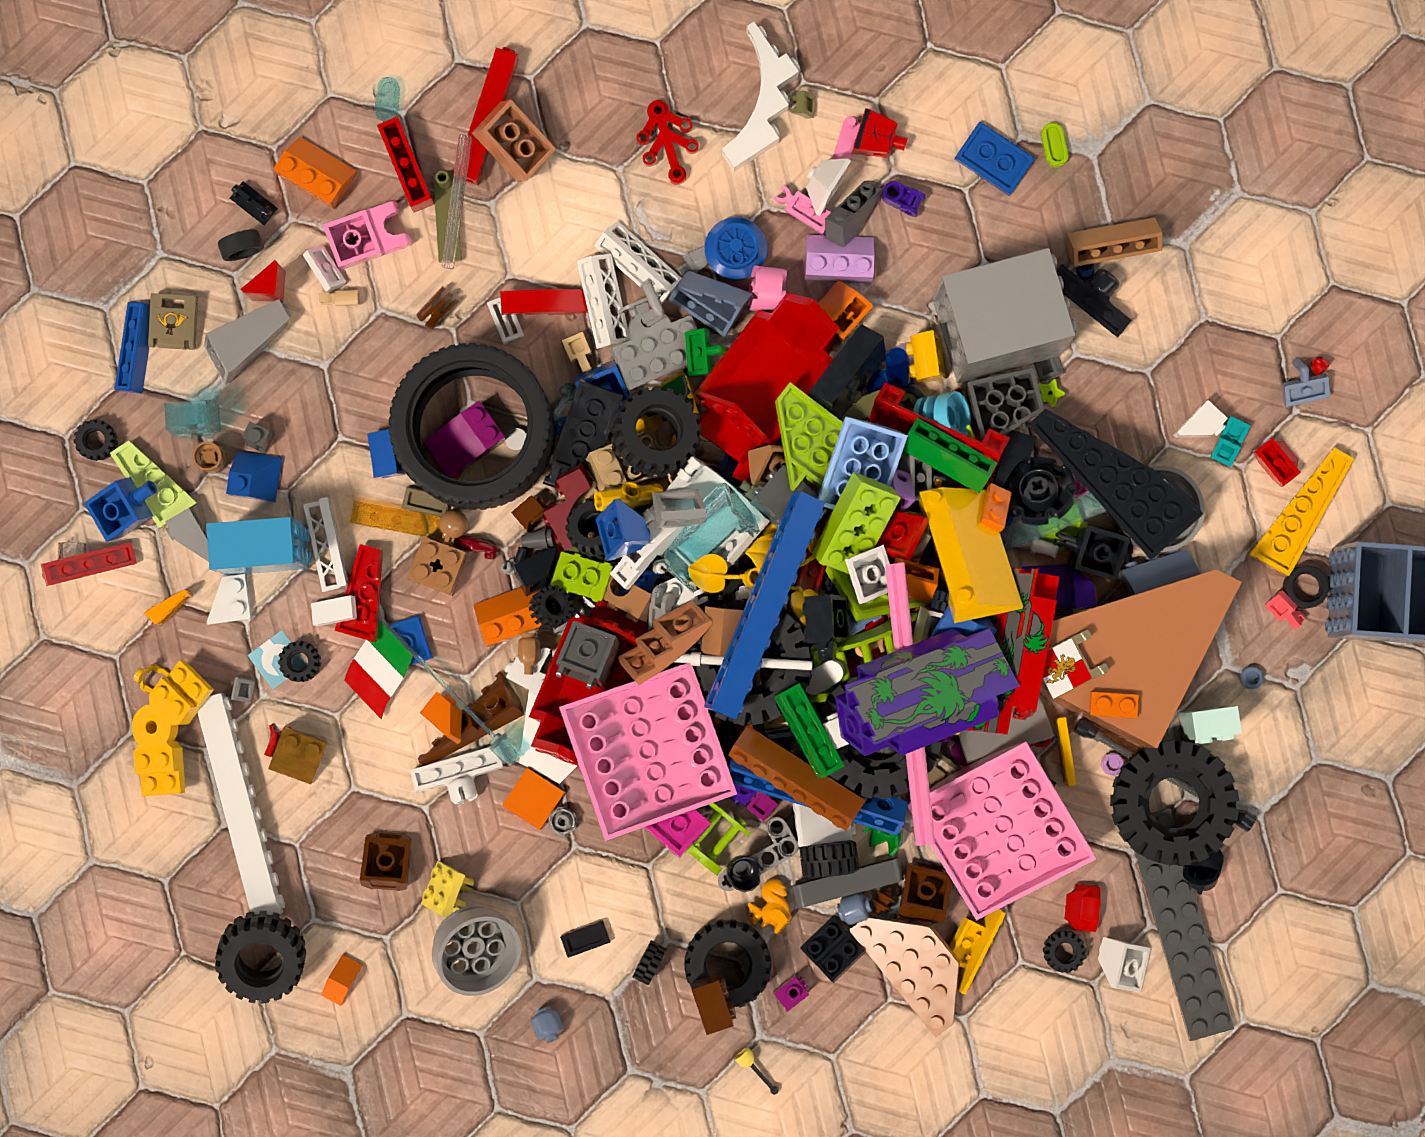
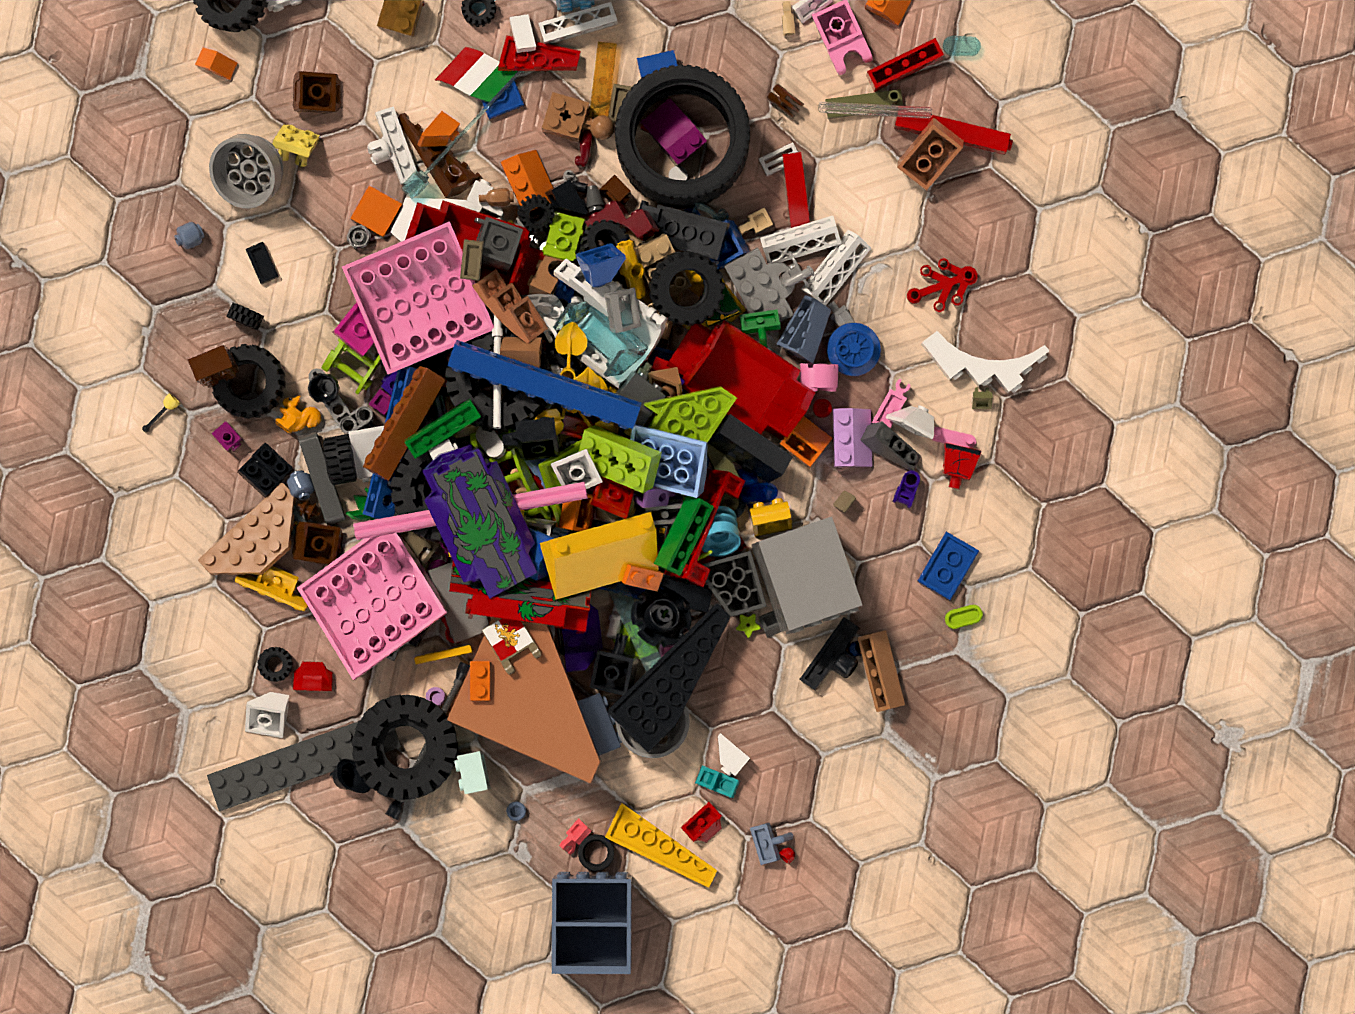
camera: 90 degrees right, 0 degrees up
(607, 683) = (471, 259): none -> dark tan tile
(802, 287) = (822, 408): none -> red tile
(913, 271) = (844, 501): none -> dark tan slope

